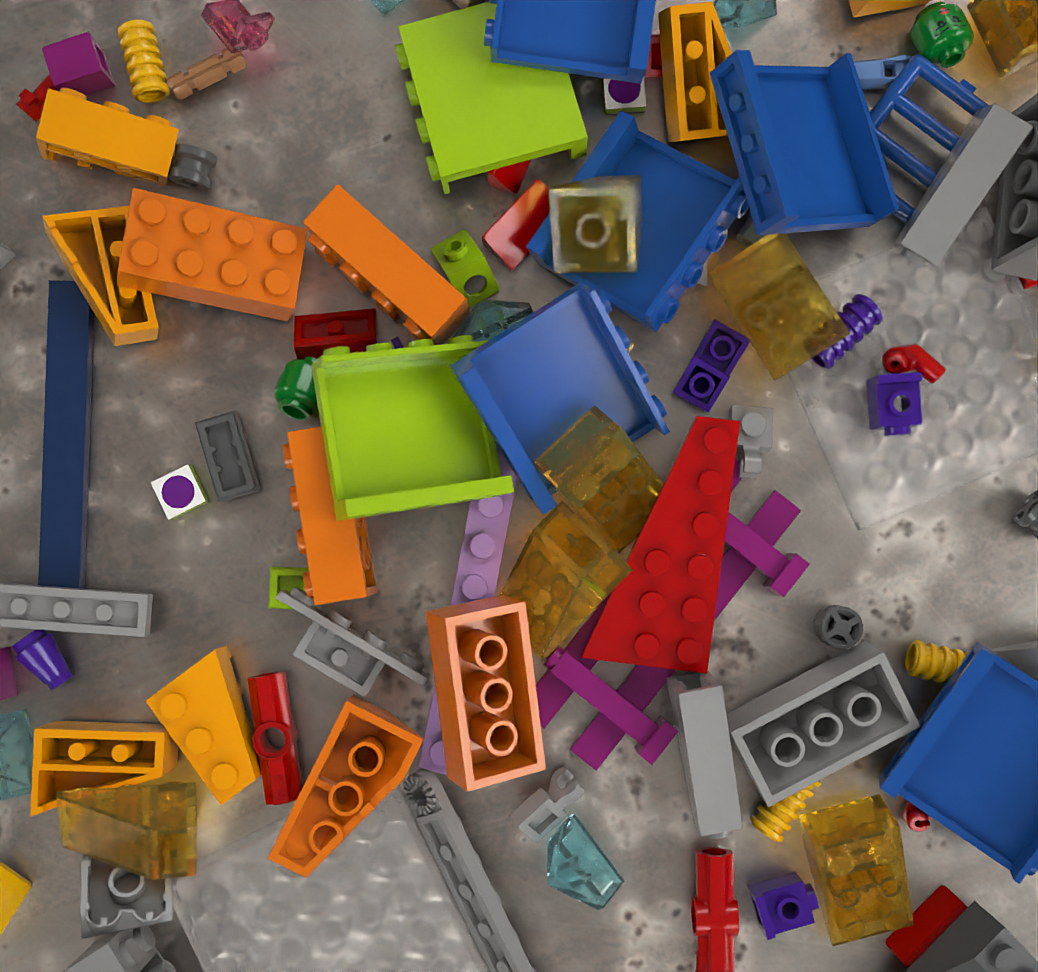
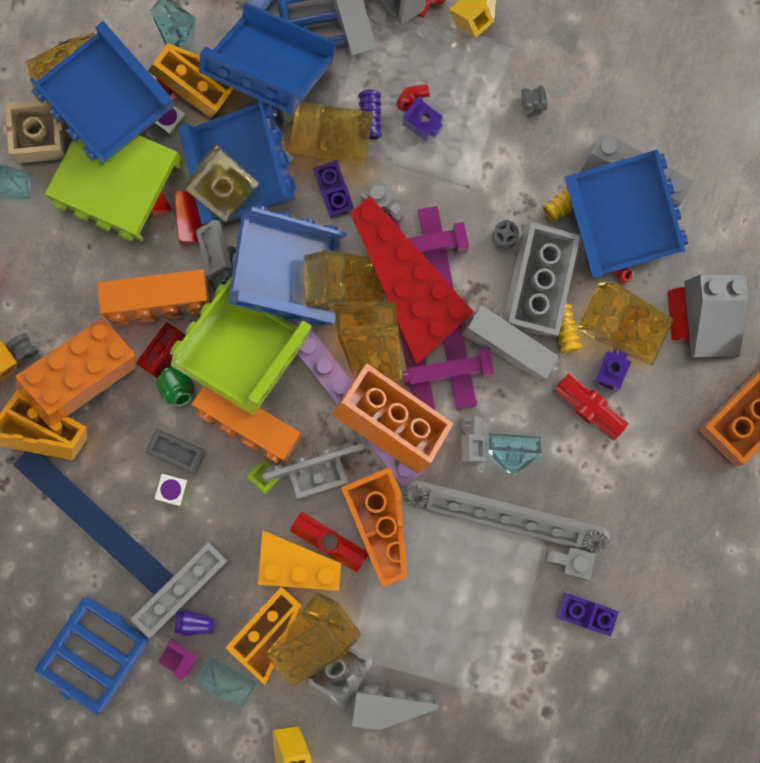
camera: 55 degrees left, 5 degrees down
(461, 260) = (180, 259): lime bracket -> none
(508, 288) = (213, 249): none -> light grey plate

